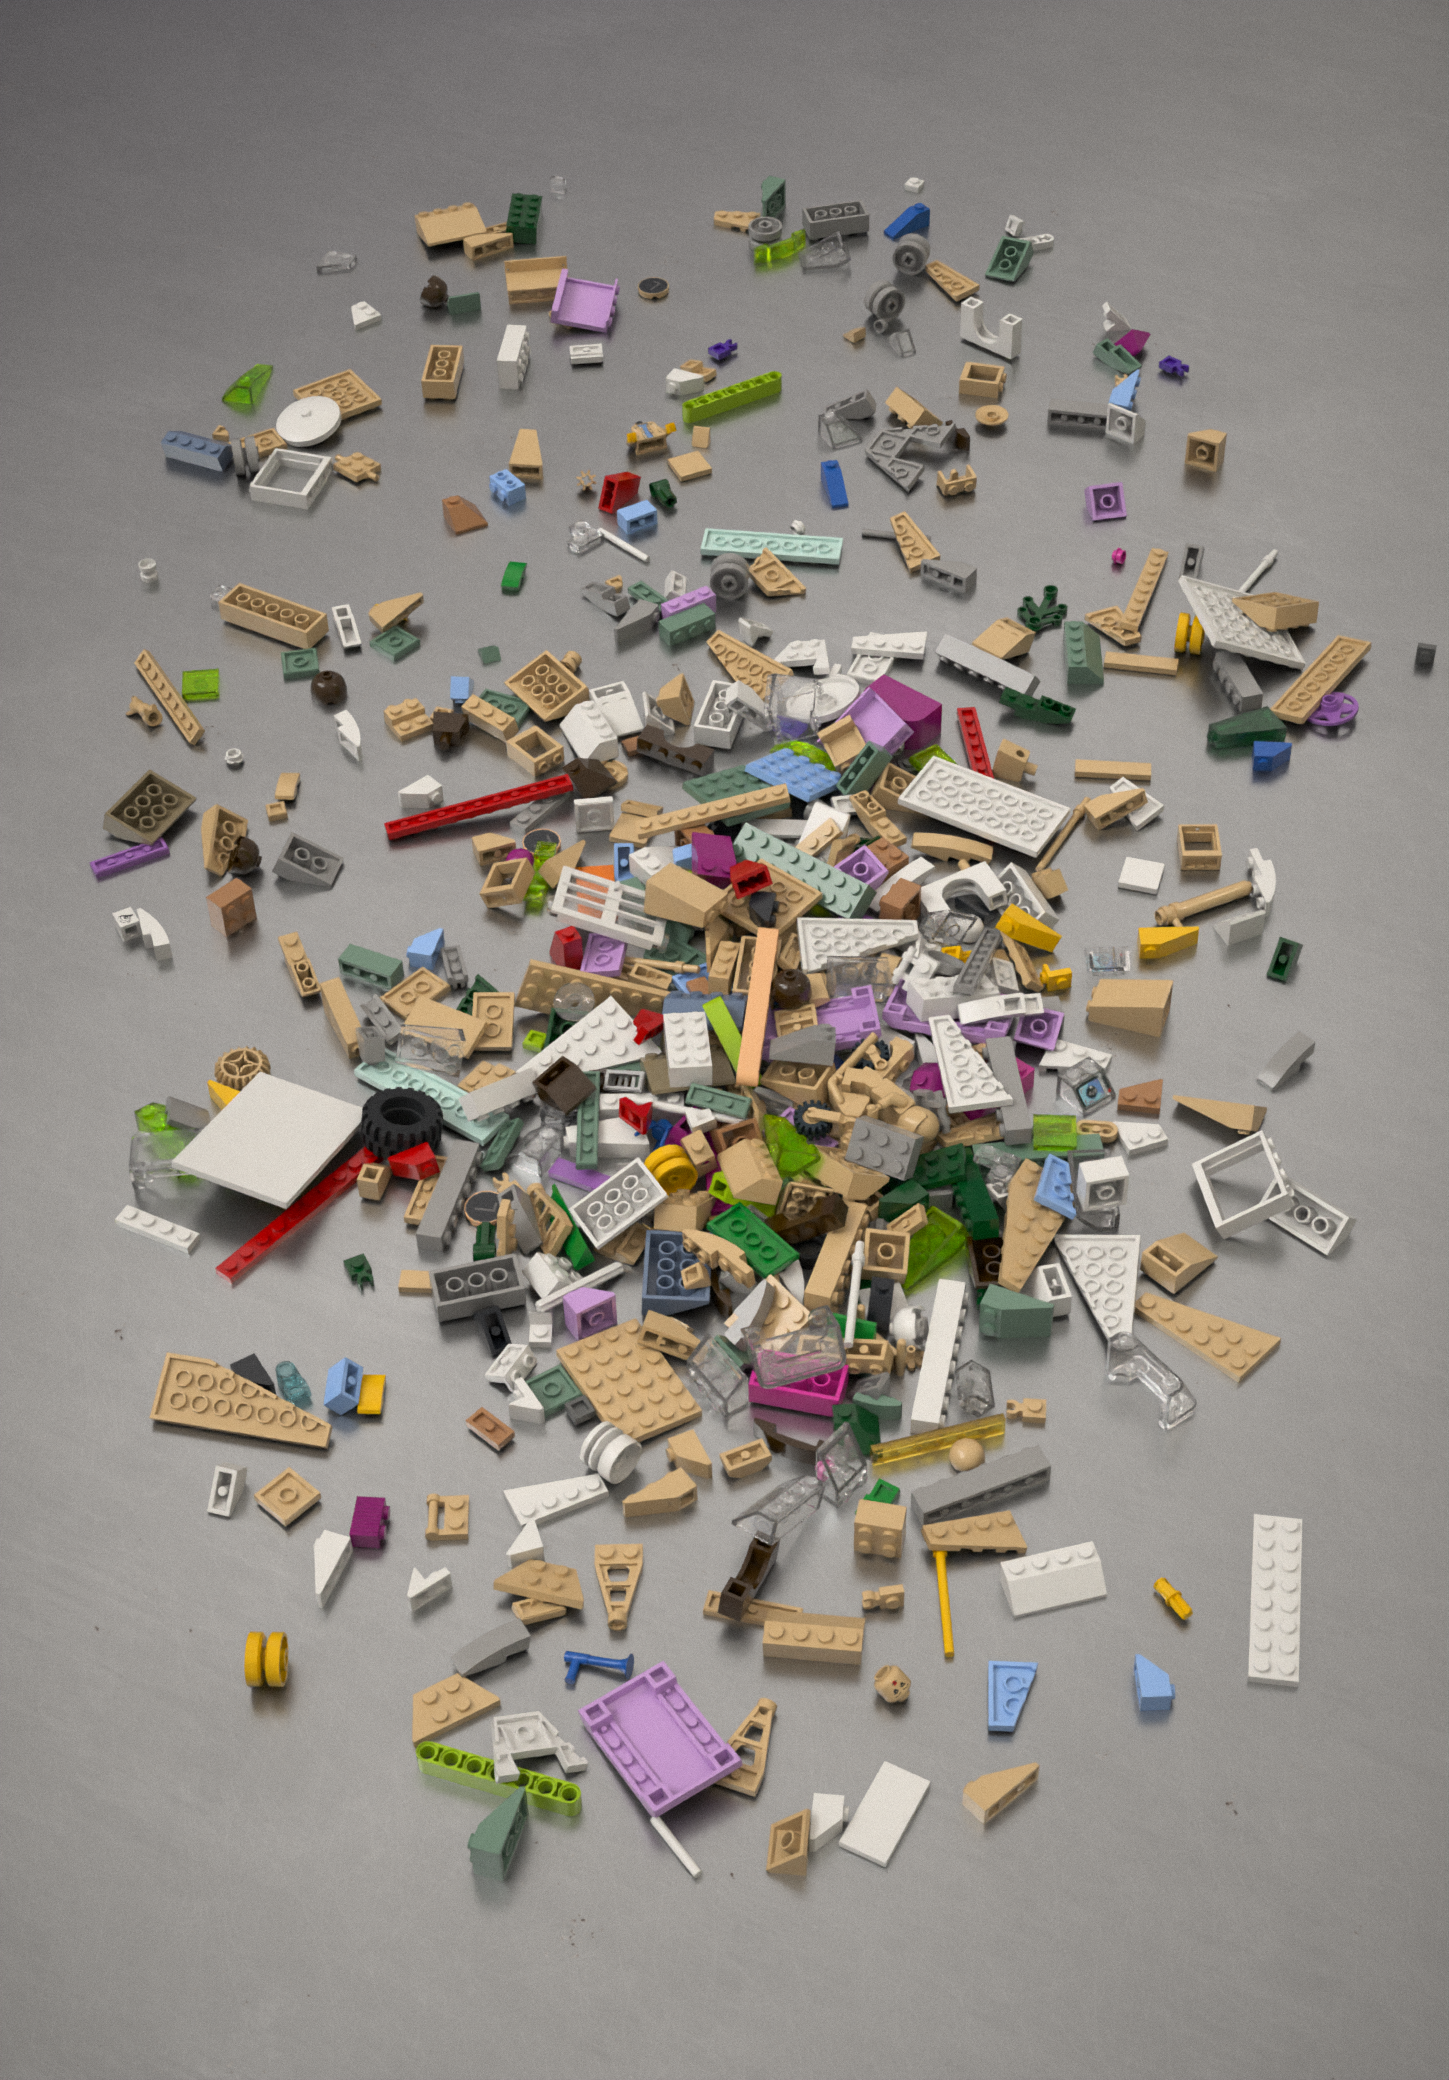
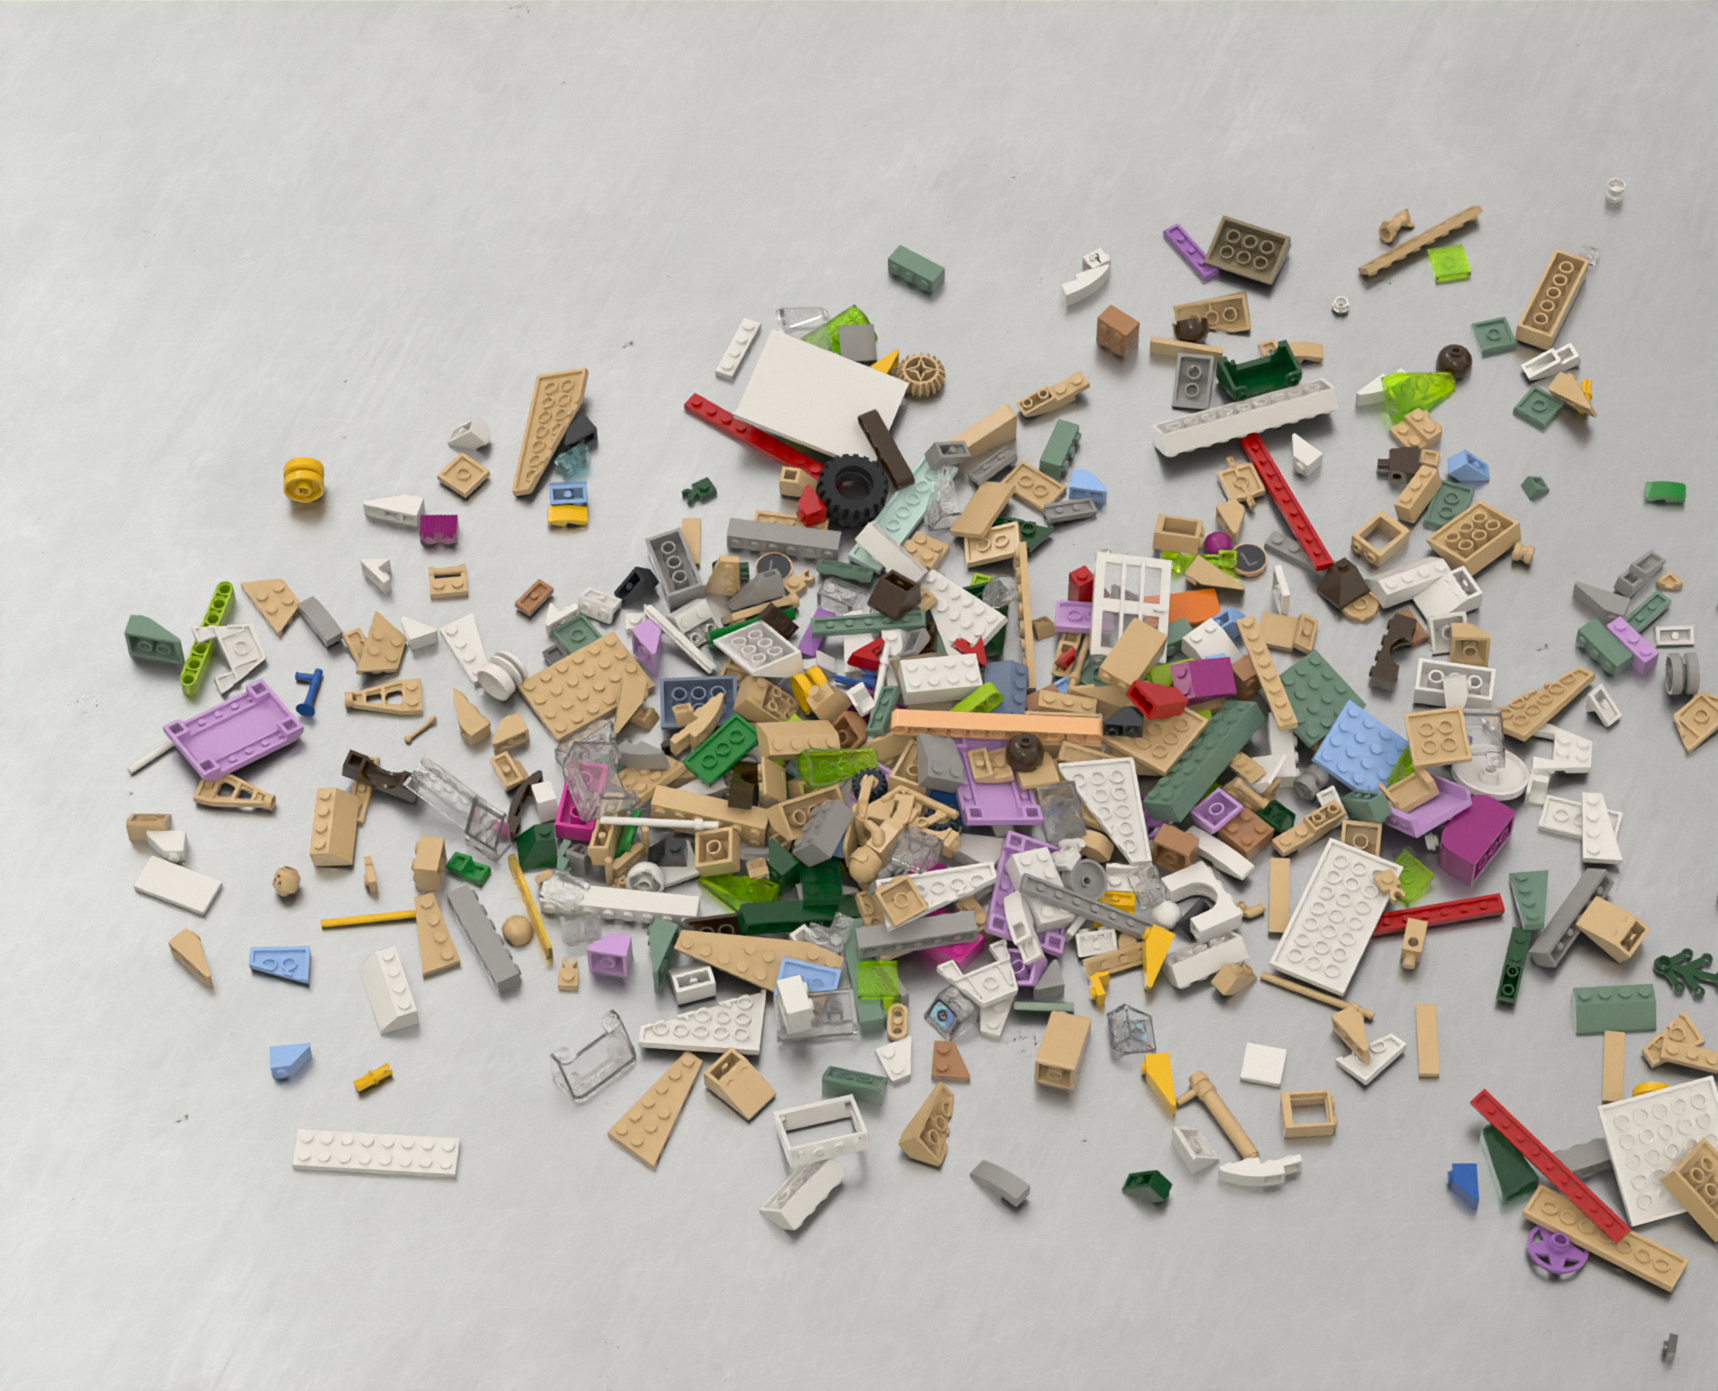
camera: 85 degrees right, 10 degrees up
(89, 1066) = (916, 269): none -> sand green brick
(265, 864) = (1172, 347): none -> tan tile
(318, 805) = (1261, 374): none -> dark green windscreen
(348, 1091) = (886, 449): none -> dark brown beam
(365, 714) = (1413, 390): none -> clear neon green wedge
(370, 824) = (1244, 417): none -> white brick
(445, 840) = (1241, 482): none -> tan plate
(568, 1195) = (778, 621): none -> dark brown slope
(656, 969) = (1066, 659): none -> red slope
(679, 1561) = (408, 738): none -> tan hinge
(793, 1416) = (545, 801): none -> white slope
(801, 708) = (1437, 737): none -> tan plate
(902, 1421) = (544, 876): none -> tan tile
(916, 1070) = (916, 850): none -> clear slope
(933, 1400) = (561, 895): none -> clear plate
(955, 764) = (1389, 883): none -> tan plate
(966, 688) = (1530, 897): none -> sand green wing
(984, 1080) = (899, 900): none -> tan plate
(1013, 1356) = (611, 954): none -> lavender slope
(1060, 1042) = (987, 983): none -> white wing
(1077, 1018) = (1043, 1005): none -> sand green tile
(1171, 1167) = (861, 1085): none -> sand green slope
(1257, 694) = (1550, 1166): none -> red plate

